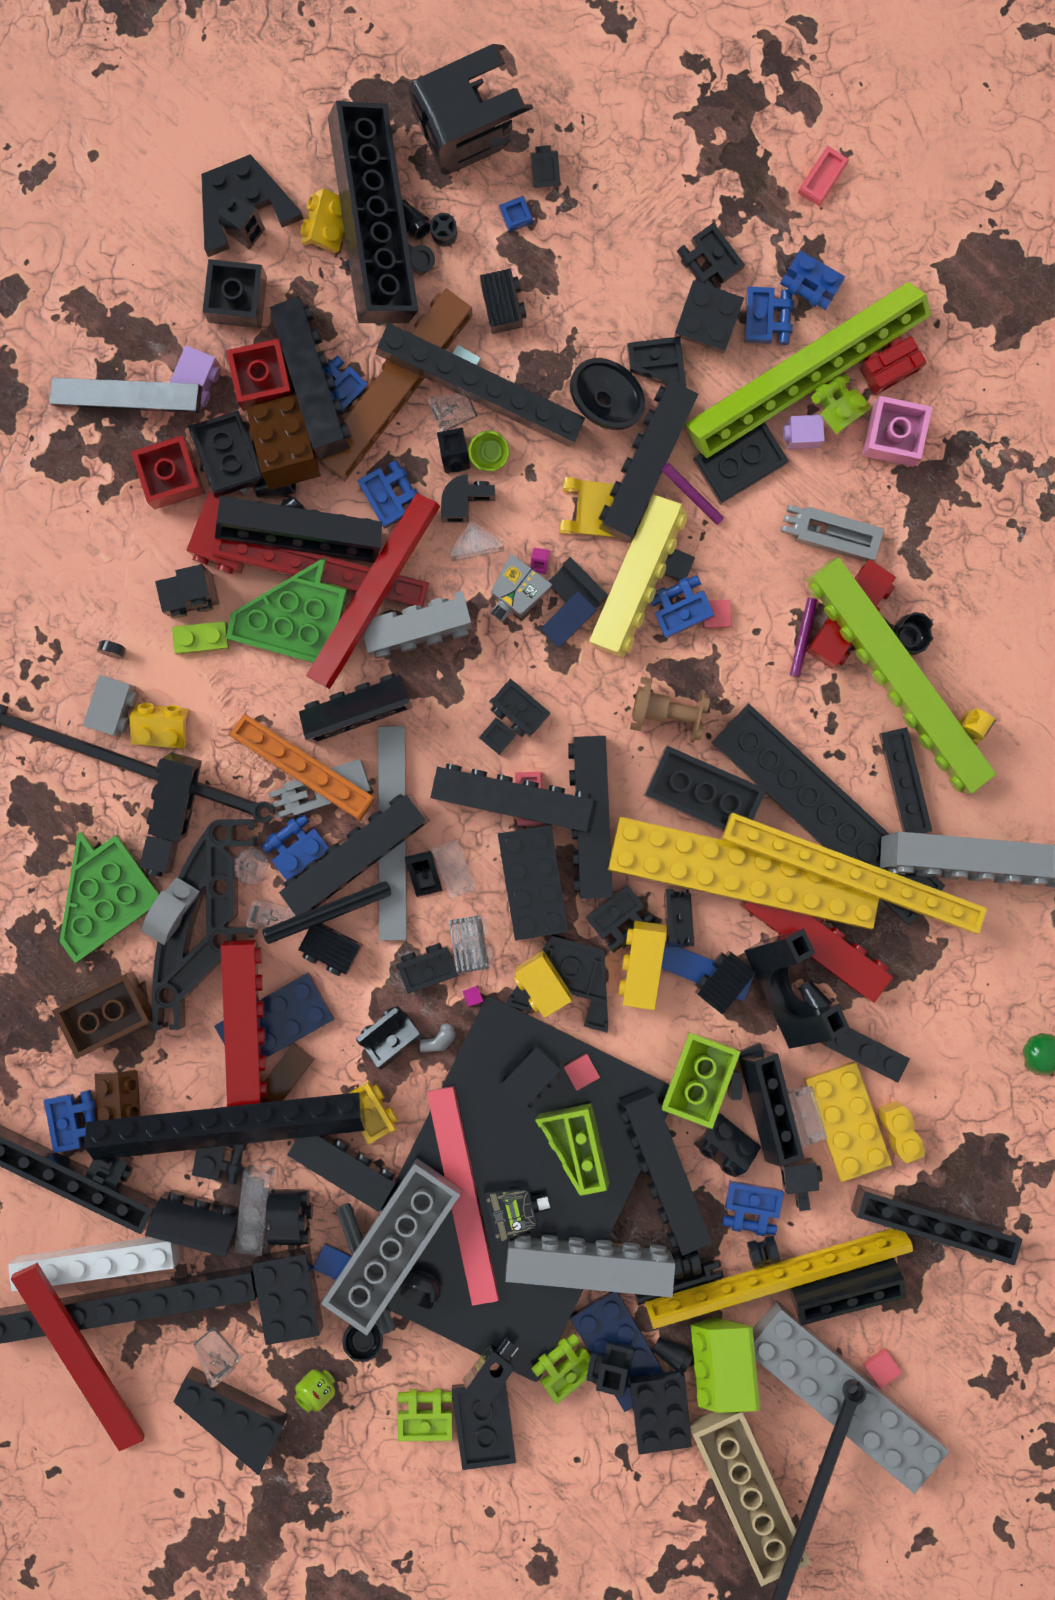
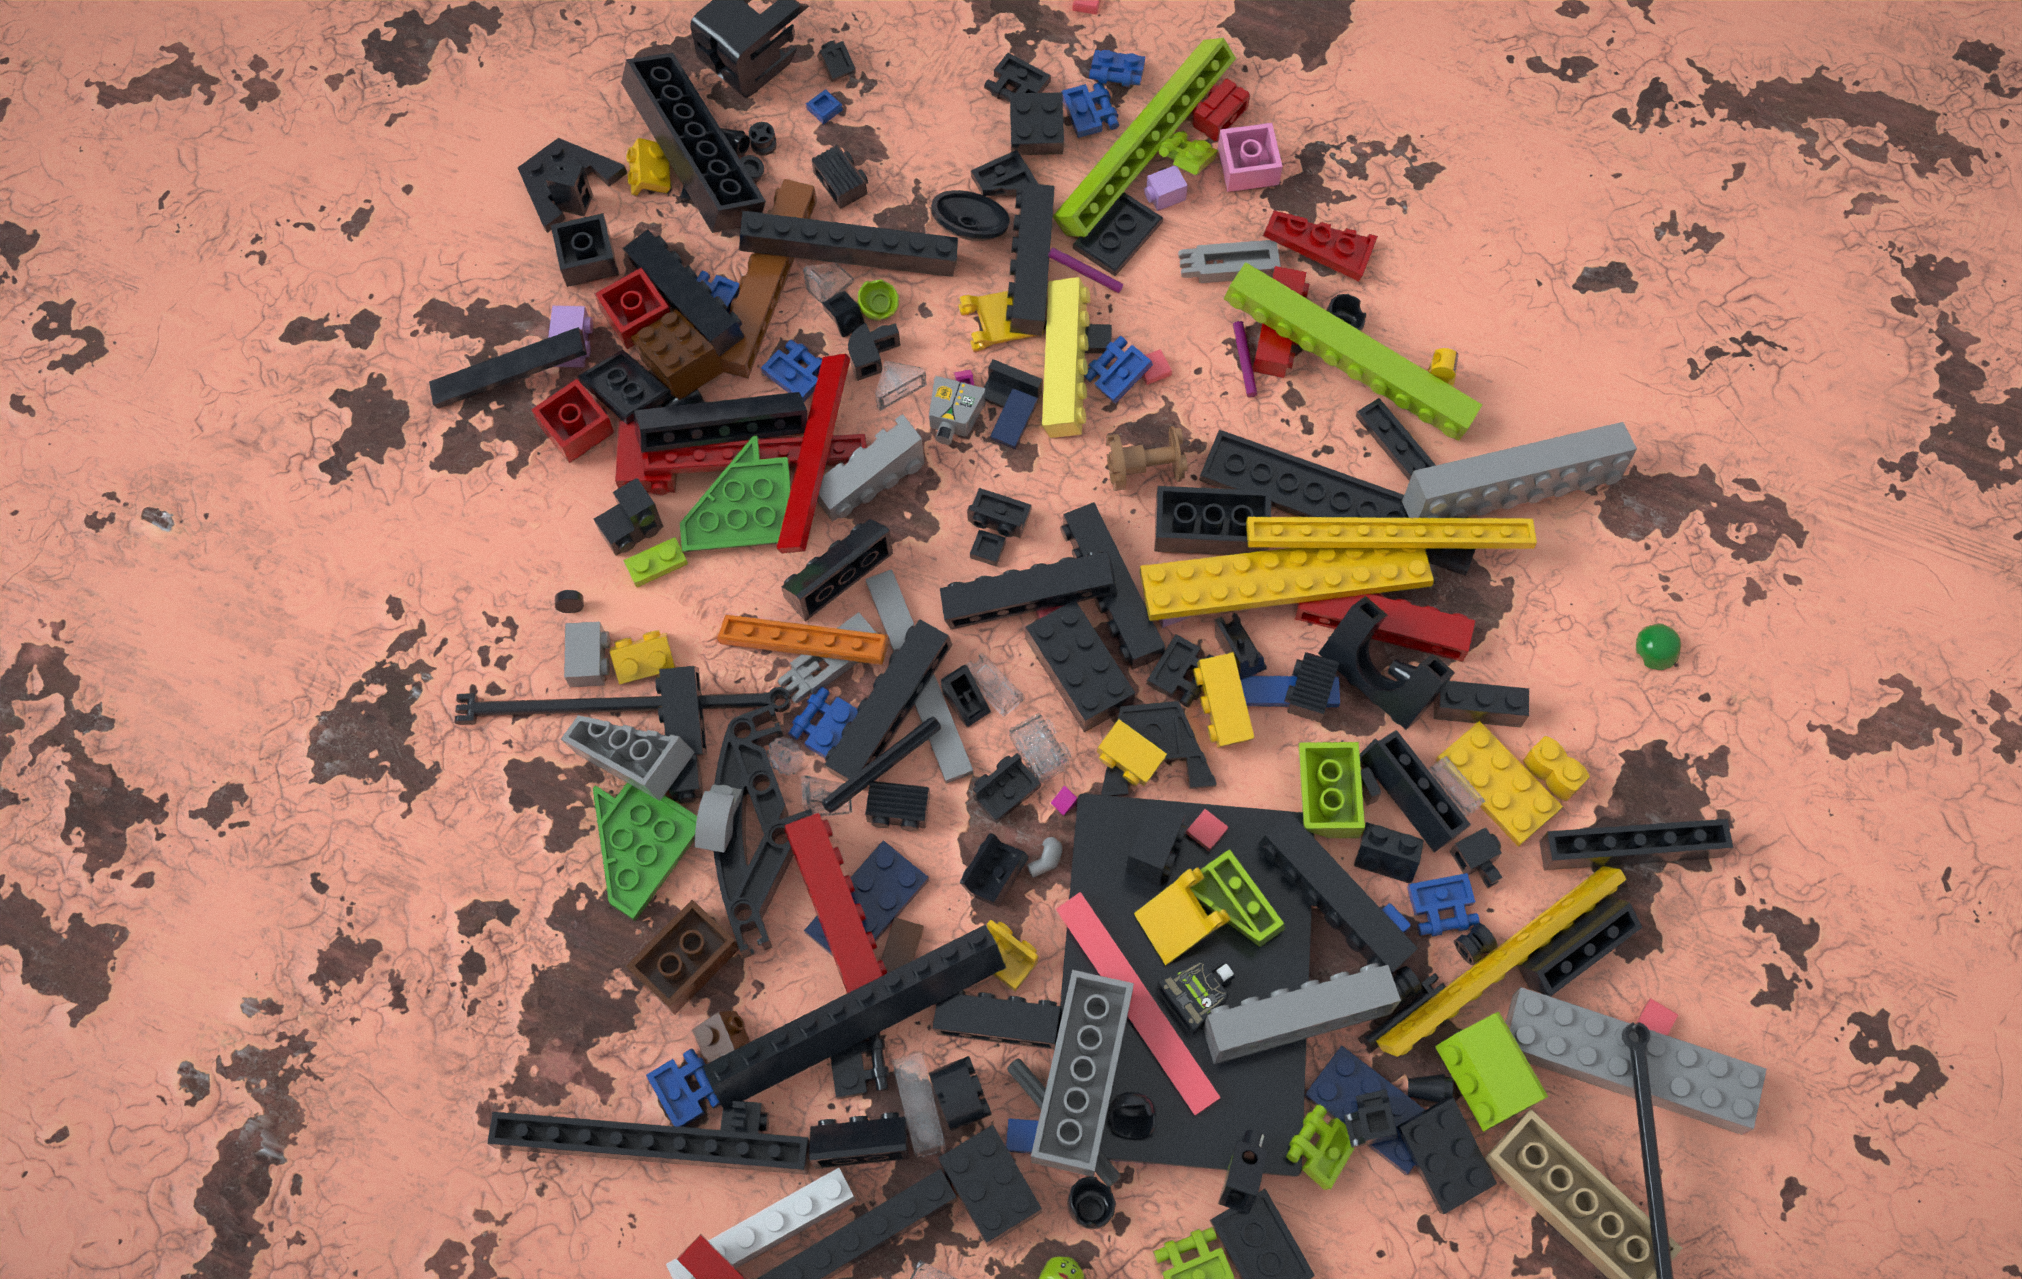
camera: 20 degrees left, 20 degrees down
(115, 827) = (633, 755): none -> light grey wedge
(522, 1145) = (1176, 918): none -> yellow flag
(704, 1207) = (1396, 917): none -> blue tile
(932, 555) = (1332, 247): none -> red wing

